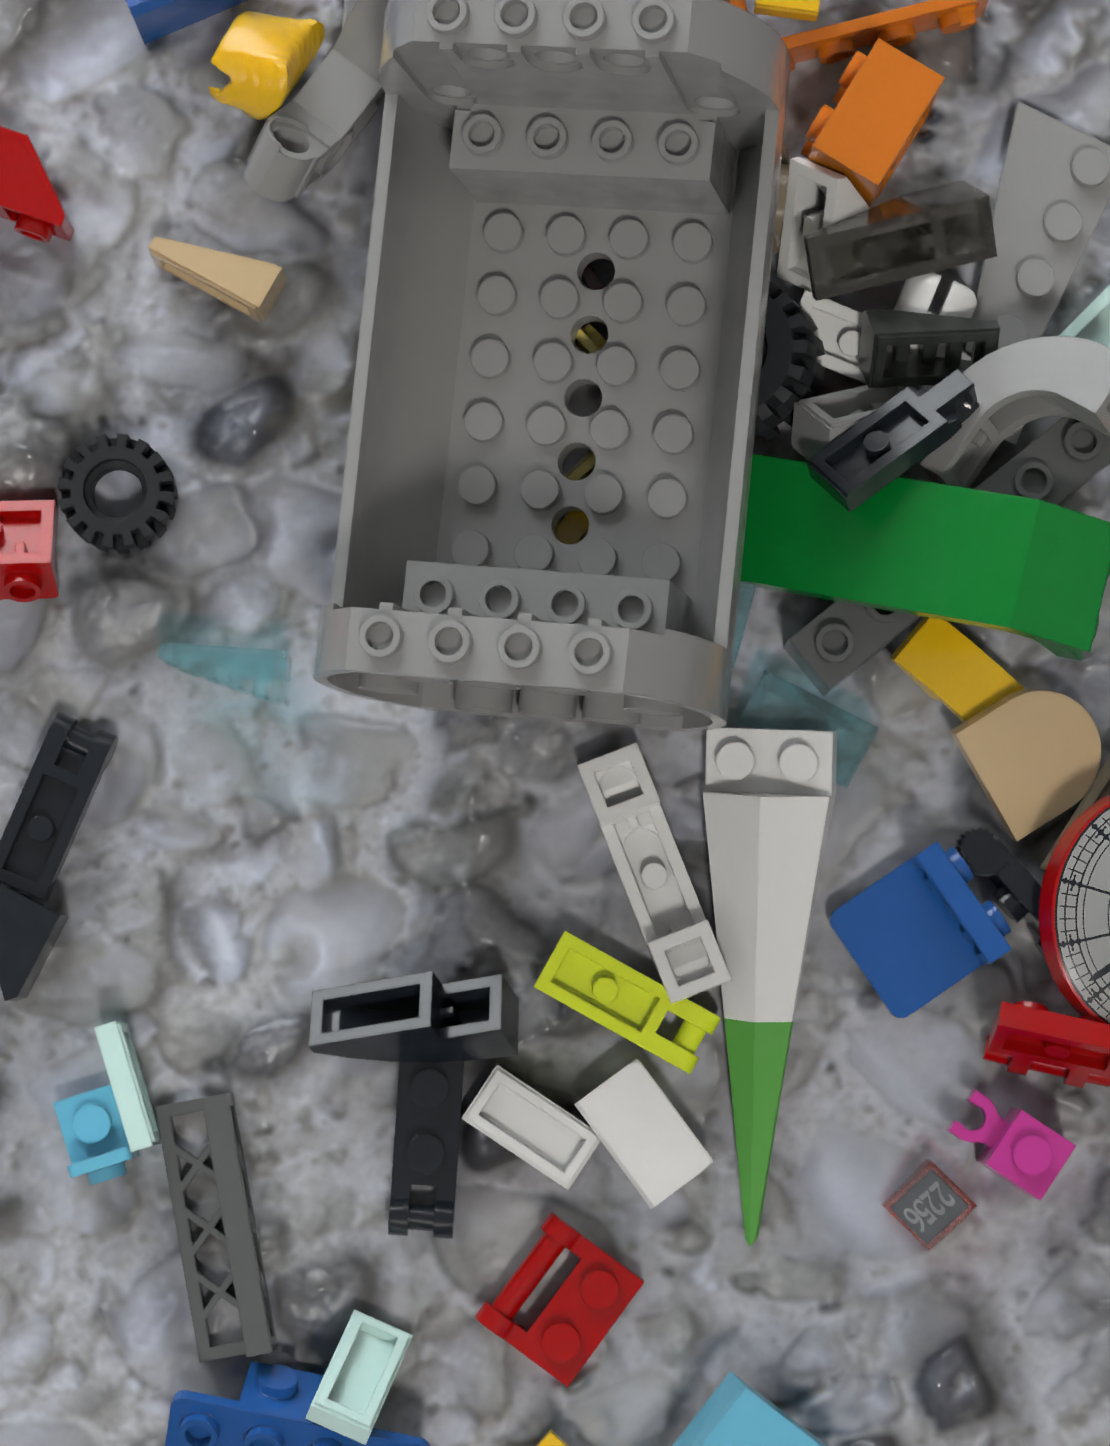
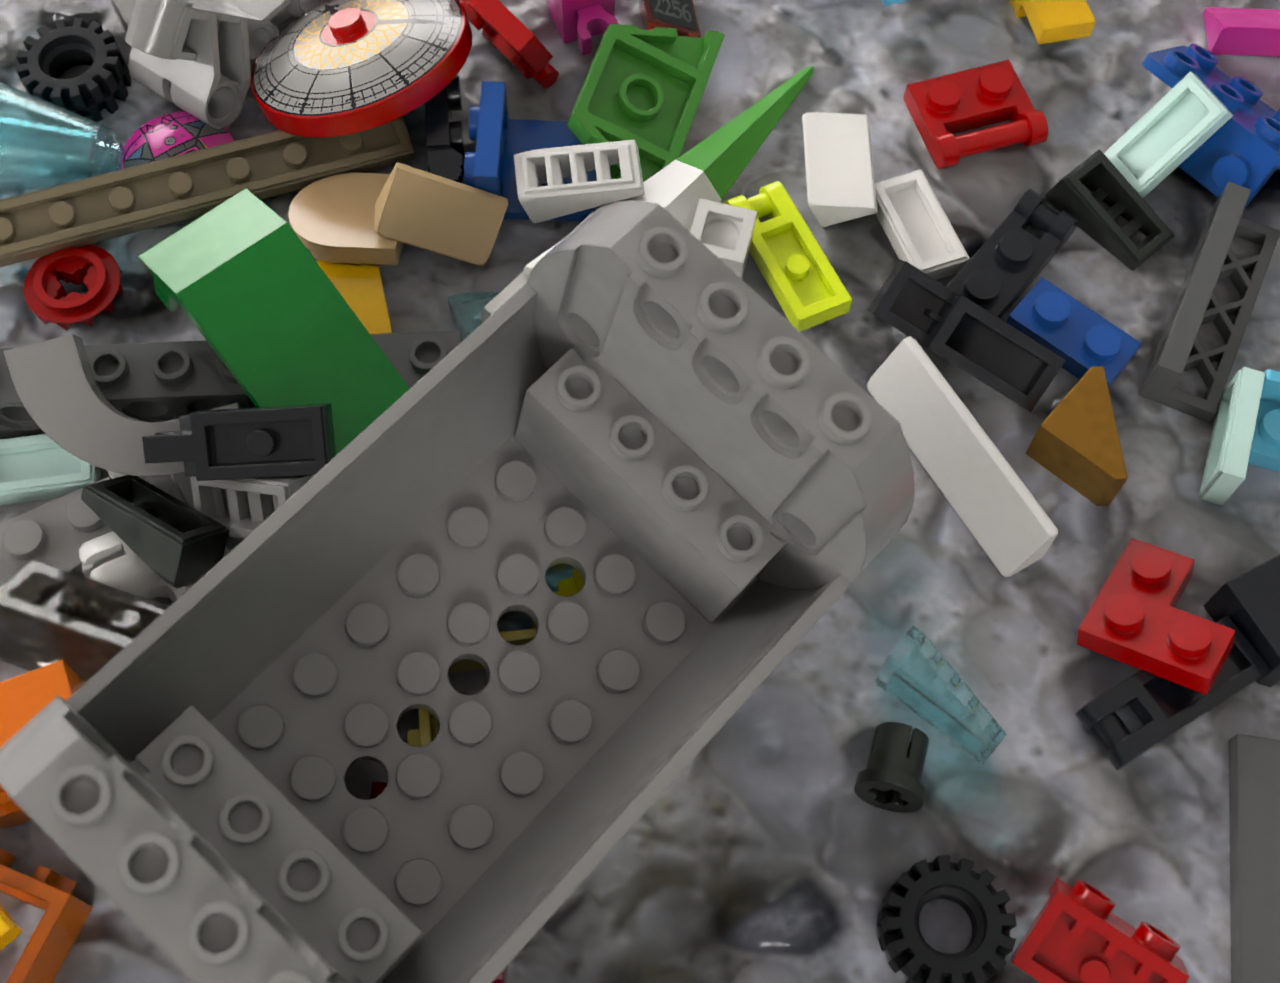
camera: 145 degrees left, 20 degrees down
(111, 839) = (1141, 627): none -> red plate
(229, 587) = (894, 769): none -> pearl dark grey bush
(256, 990) = (1083, 442): none -> pearl gold slope
(323, 1106) = (1073, 331): none -> blue plate
(346, 898) = (962, 460): none -> white slope
(420, 1282) = (1110, 186): none -> pearl dark grey slope
(870, 1070) = (644, 90): none -> bright green wing
(894, 890) = (556, 163): none -> white slope
(946, 795) = (439, 214): none -> tan slope

